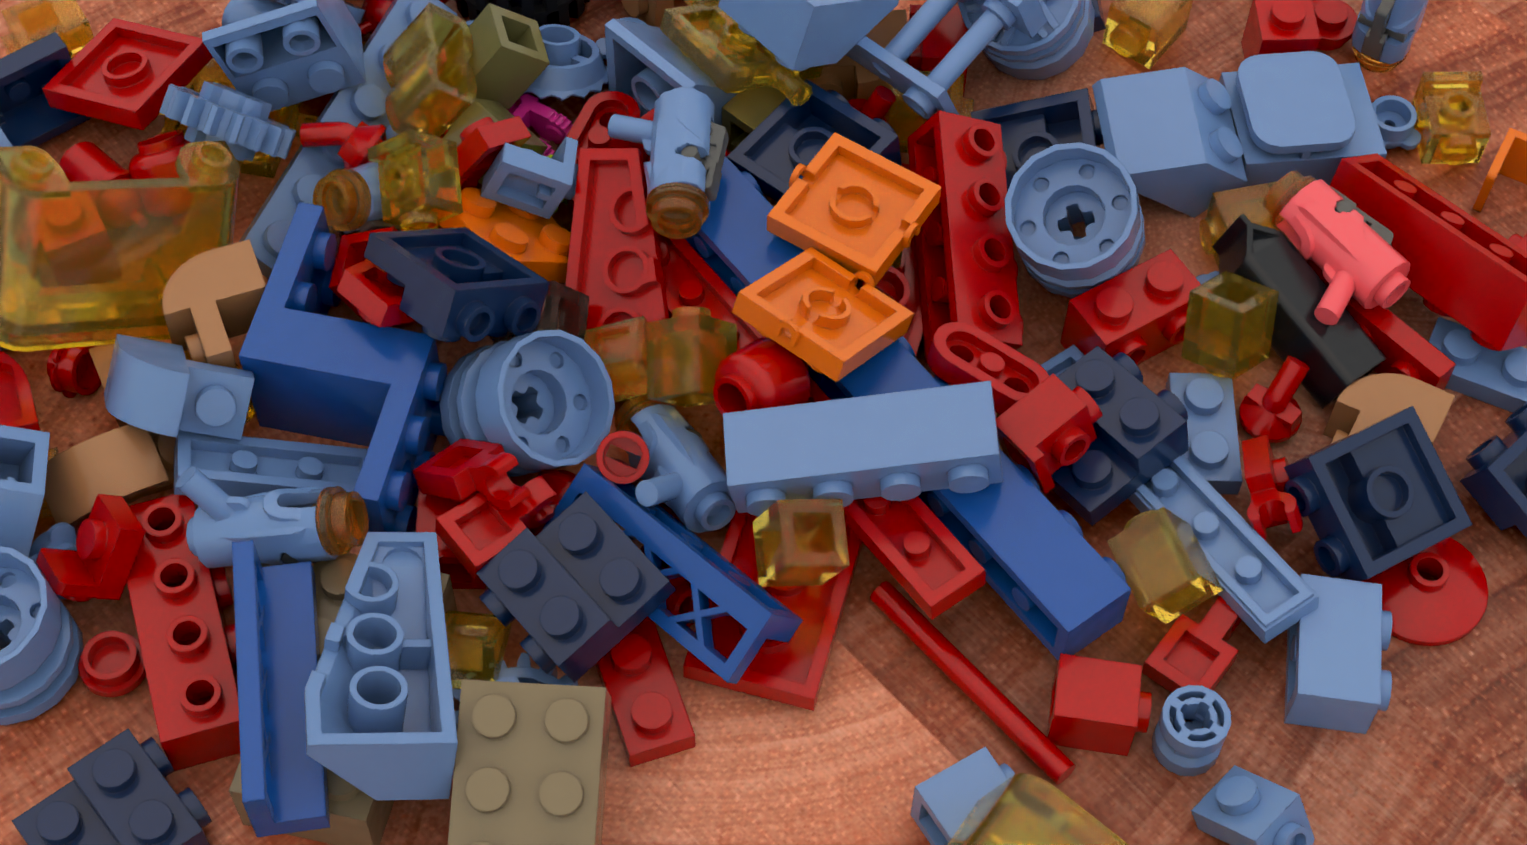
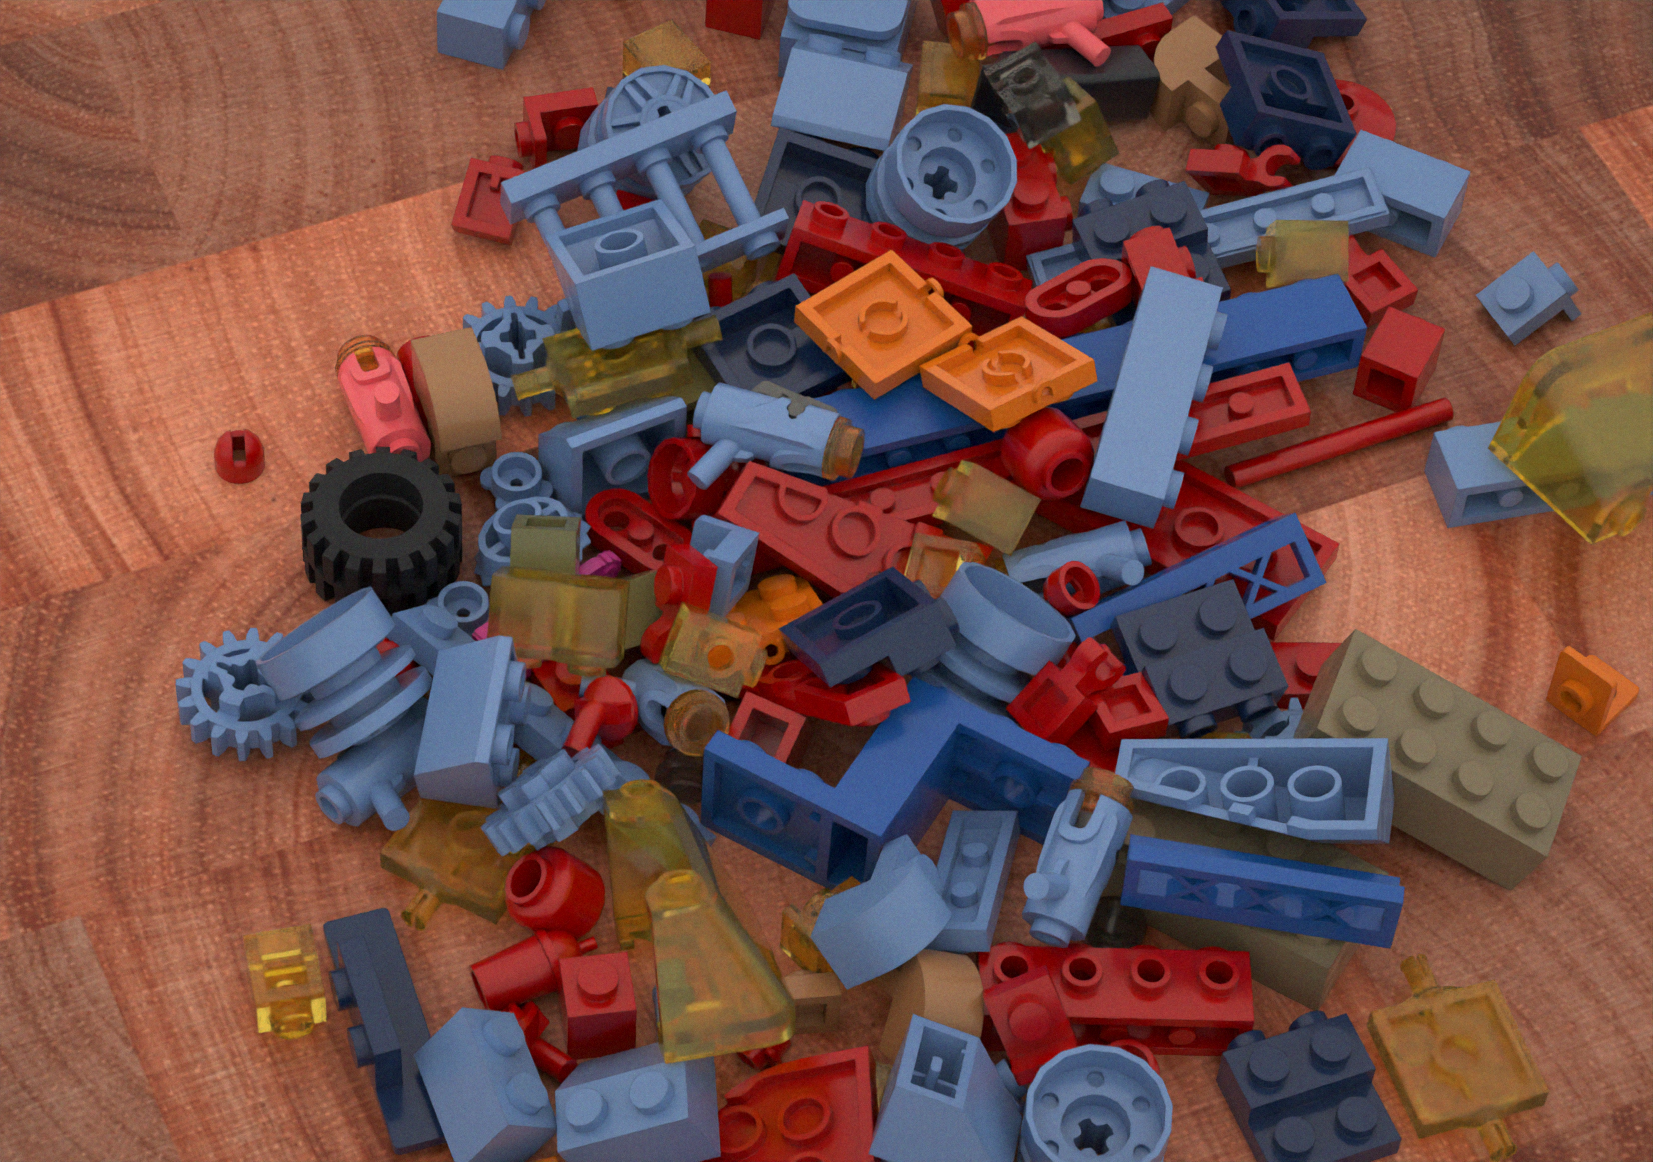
camera: 75 degrees left, 5 degrees down
(126, 73) = (408, 898): red plate -> none
(213, 301) = (785, 873): medium nougat brick -> none
(800, 542) = (1215, 485): clear yellow brick -> none
(1186, 746) = (1445, 299): medium blue wheel -> none
(1217, 258) = (1032, 95): none -> clear smoke brick
(1272, 408) = (1146, 146): red plate -> none

